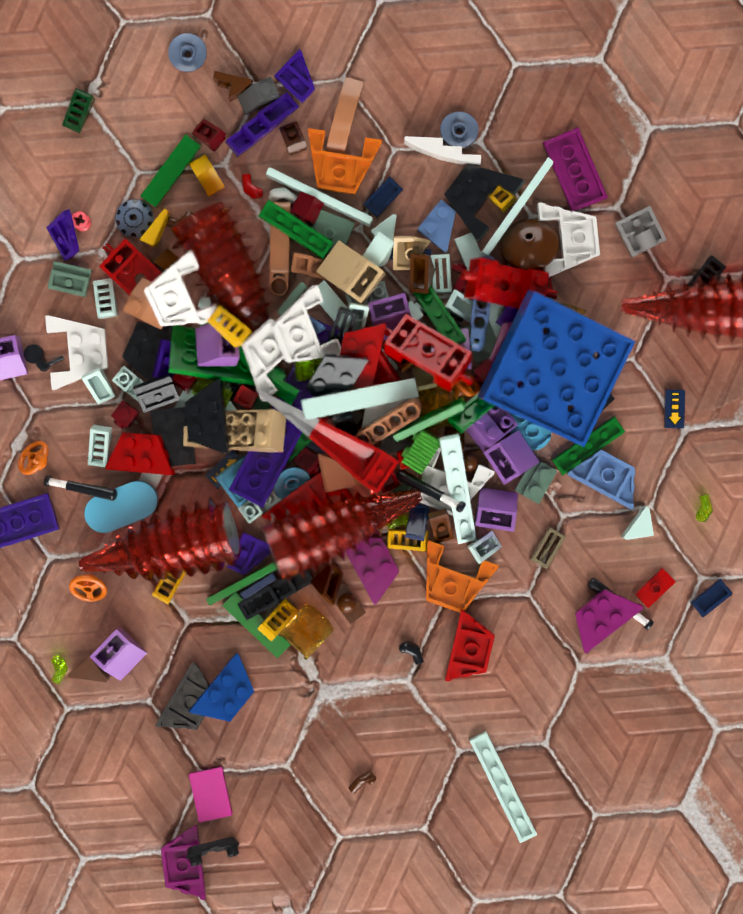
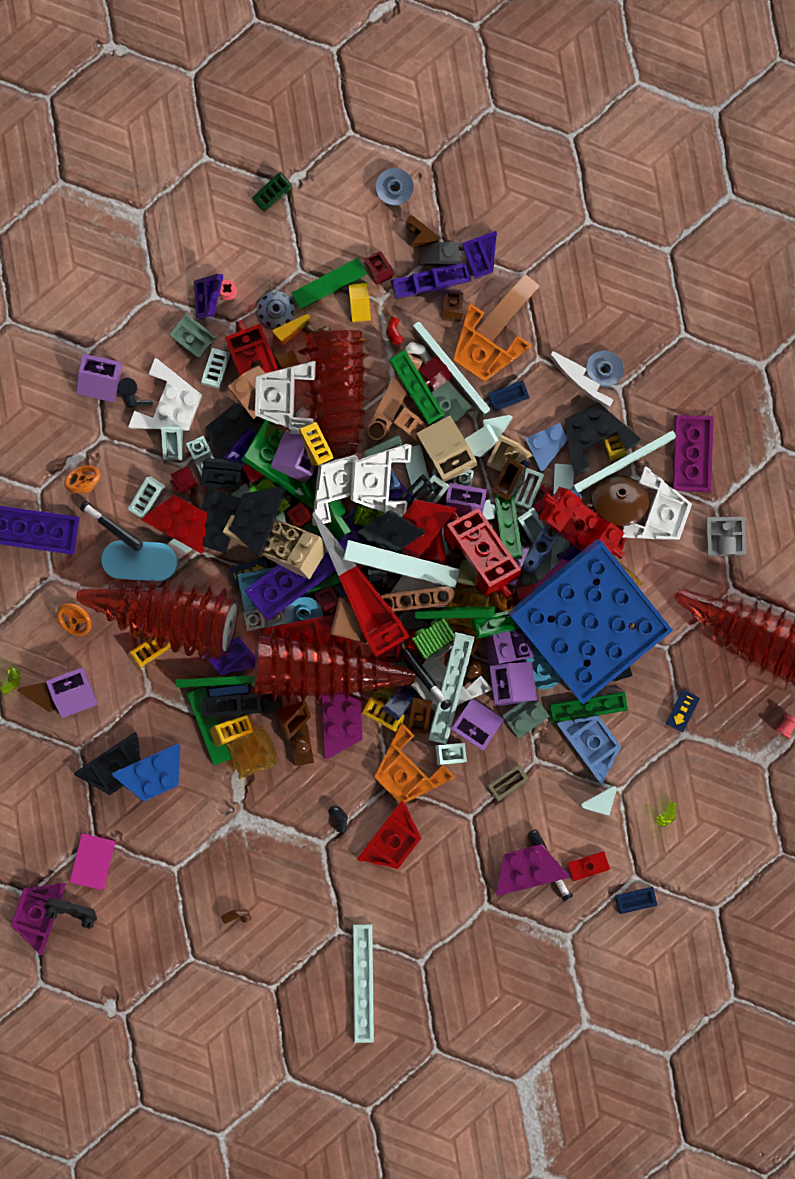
camera: 15 degrees right, 5 degrees down
(705, 266) = (780, 595): black slope -> none

